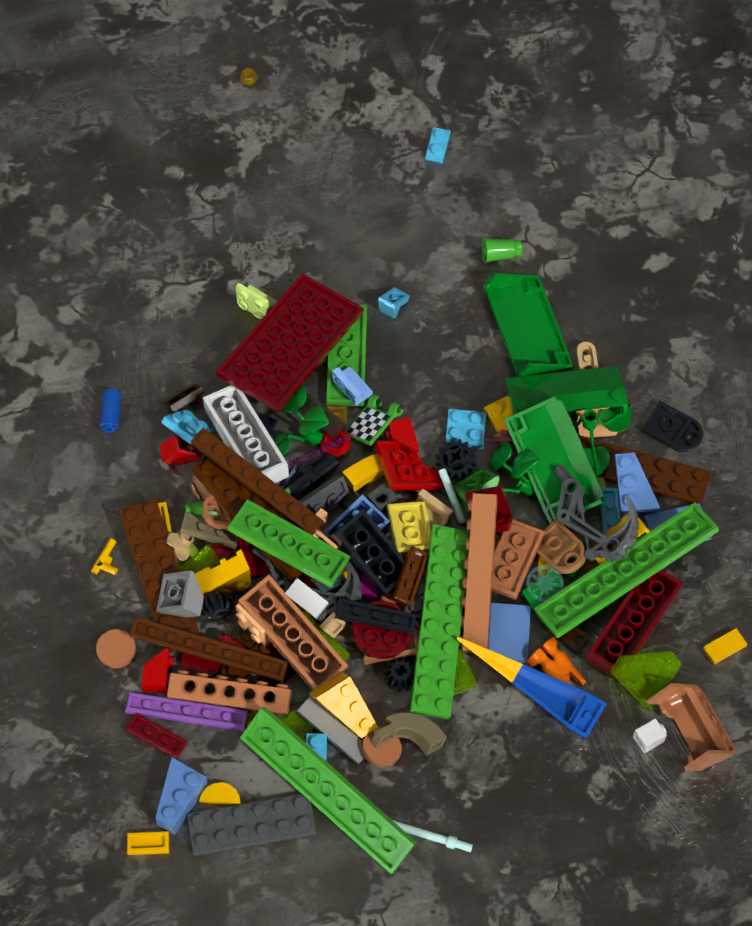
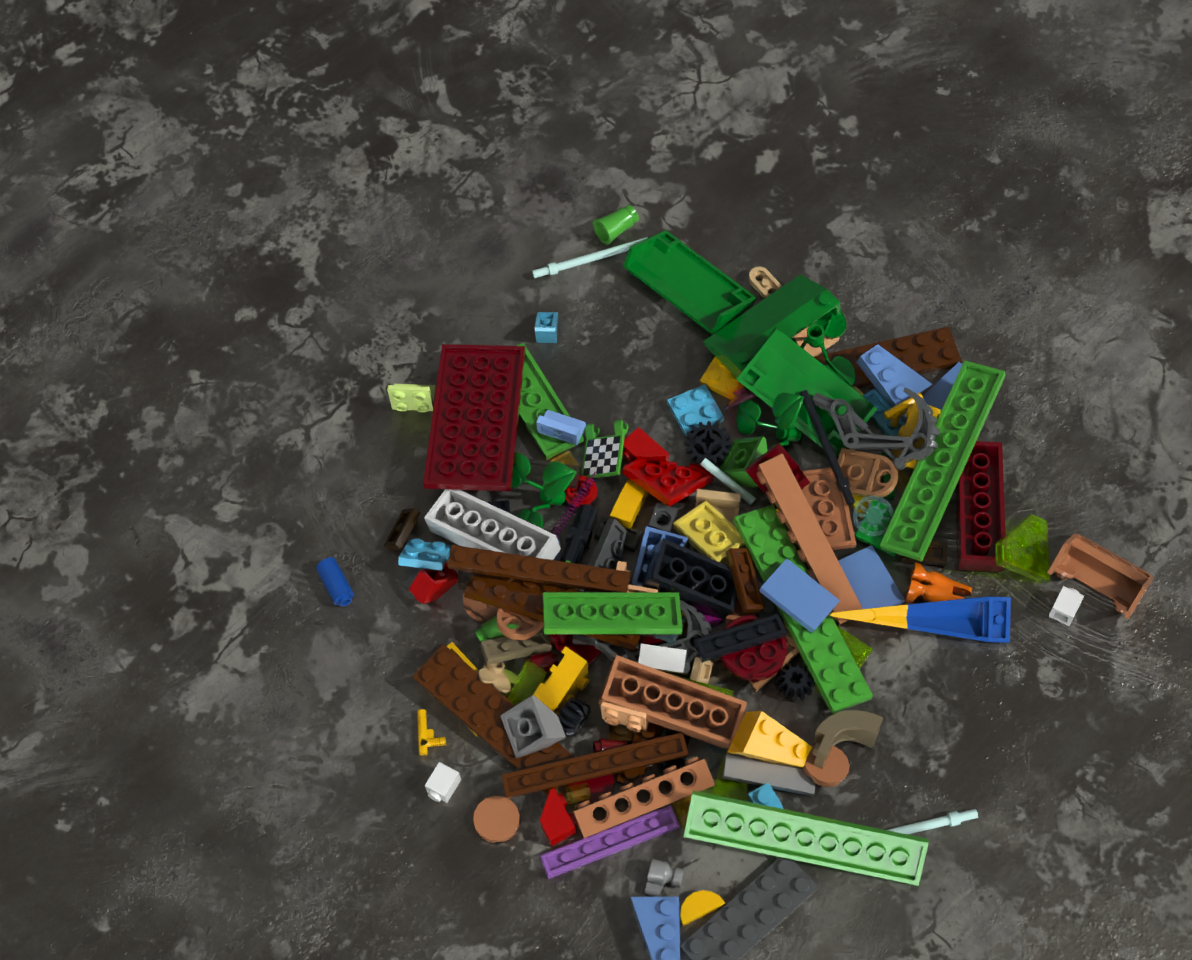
camera: 25 degrees left, 0 degrees up
(93, 600) = (442, 783): none -> white brick
(156, 736) = (595, 884): dark red tile -> none
(184, 662) = (578, 792): none -> clear yellow slope
(204, 755) = (659, 875): none -> light grey piece
(248, 77) = (261, 185): clear yellow plate -> none
(428, 259) = (553, 268): none -> light aqua bar
(438, 145) = (489, 157): medium azure plate -> none
(441, 610) = (799, 595): none -> medium blue tile
(536, 544) = (842, 482): none -> black bar
(619, 513) = (898, 410): none -> yellow hose
(672, 428) = (886, 305): black tile -> none
(724, 646) = (1073, 482): yellow tile -> none

